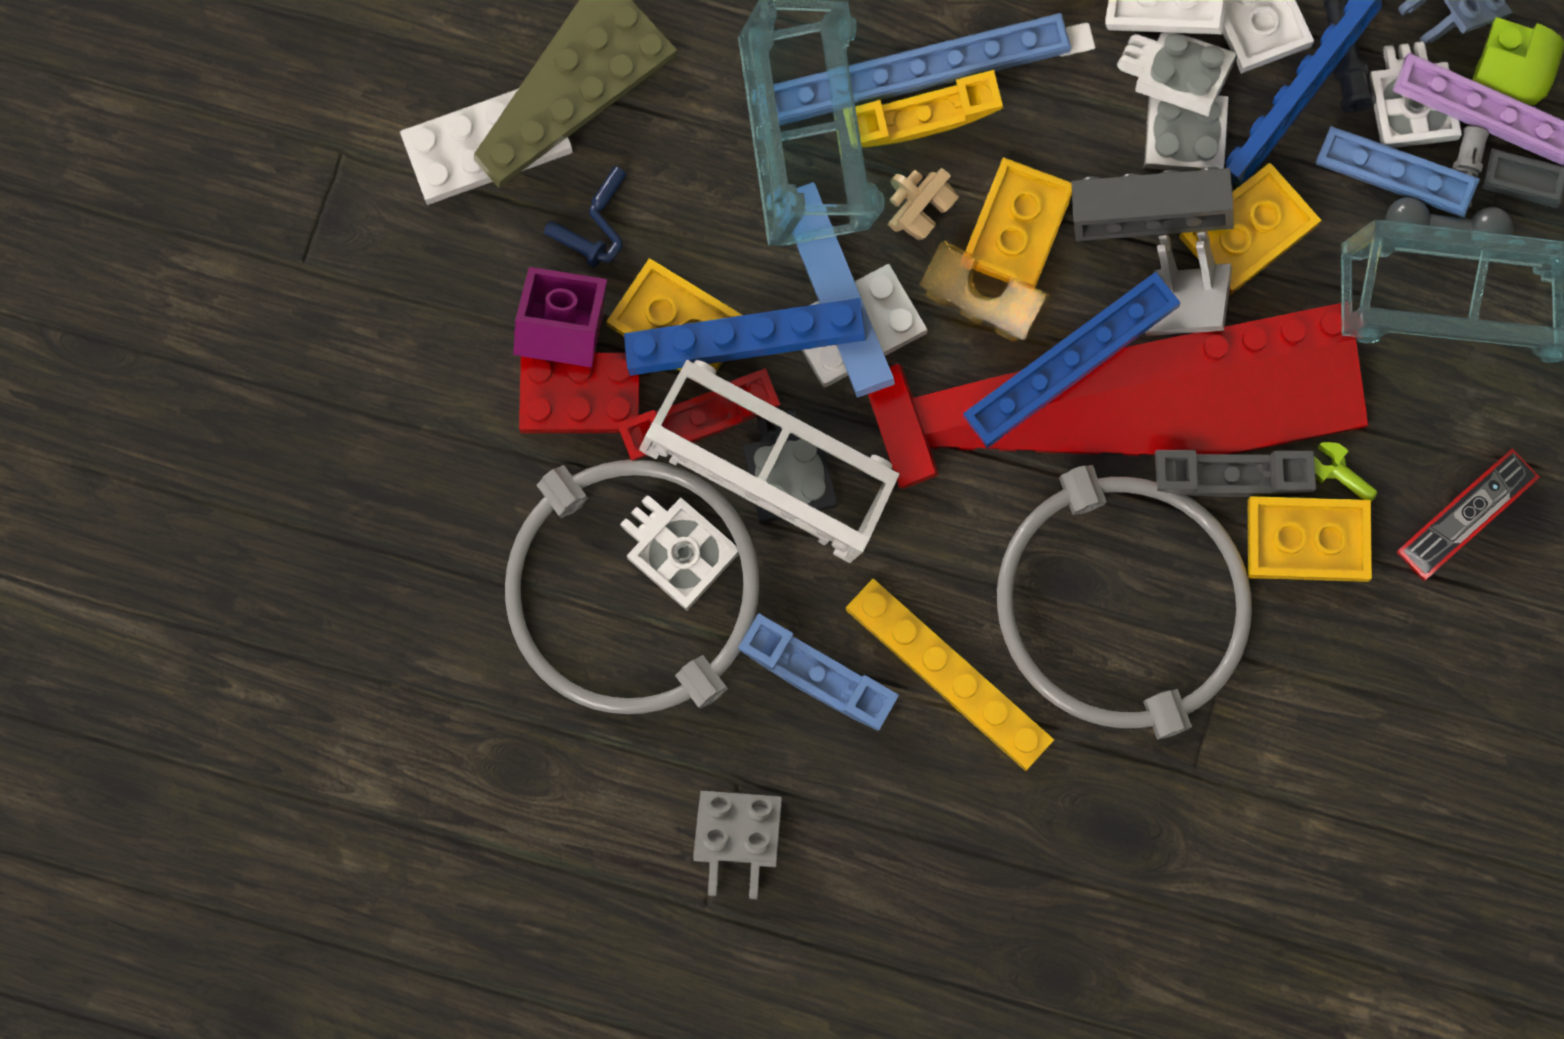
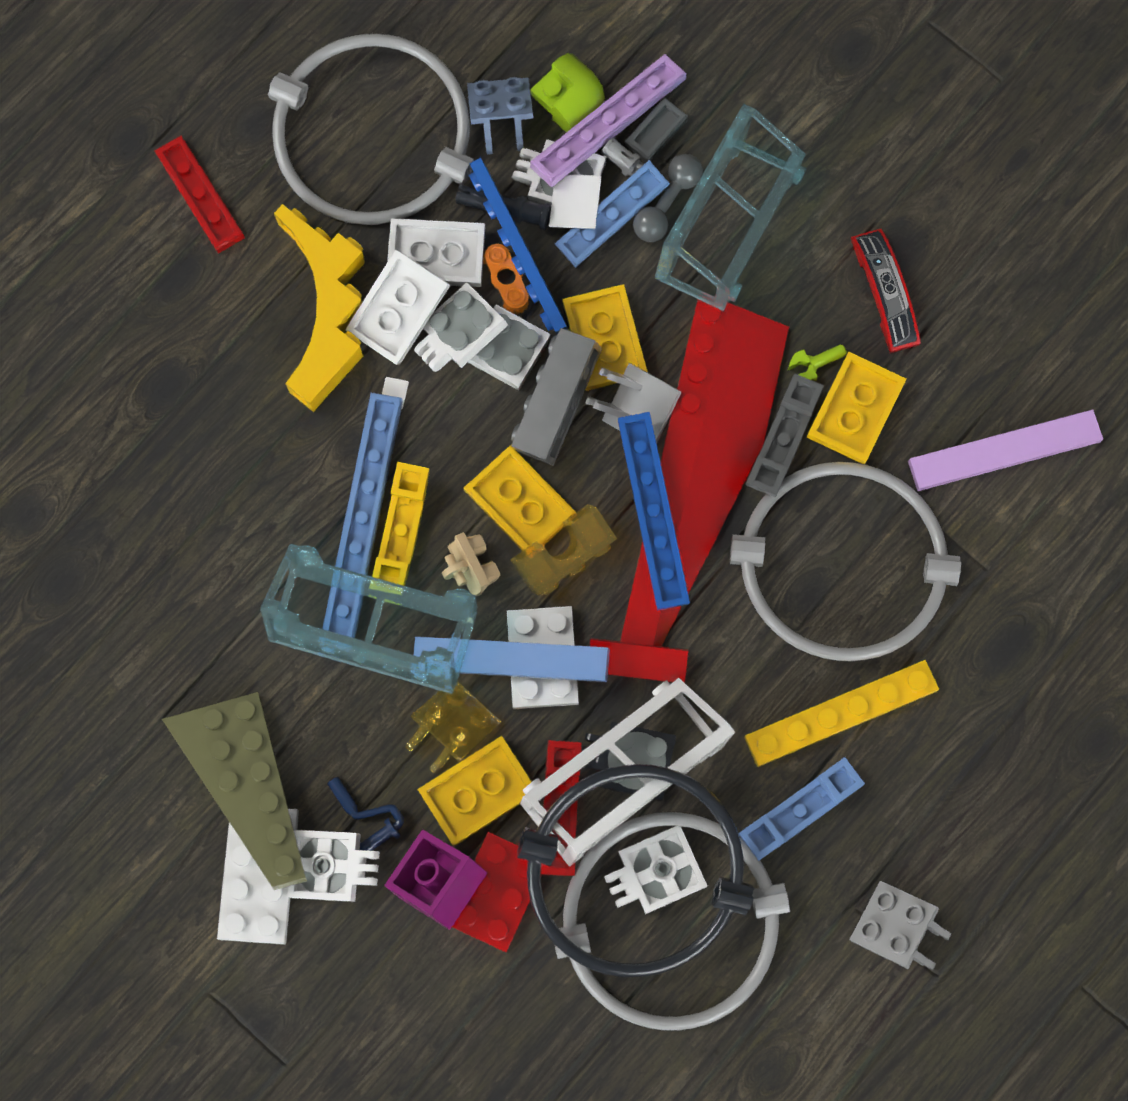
camera: 65 degrees left, 0 degrees up
(527, 207) = (332, 866): none -> white piece
(637, 397) = (728, 894): none -> black piece
(738, 263) = (455, 721): none -> clear yellow plate
(745, 336) = (519, 745): blue plate -> none
(1248, 107) = (514, 294): none -> orange piece
(1346, 730) = (1005, 450): none -> lavender tile
(1389, 124) = (575, 202): none -> white sticker

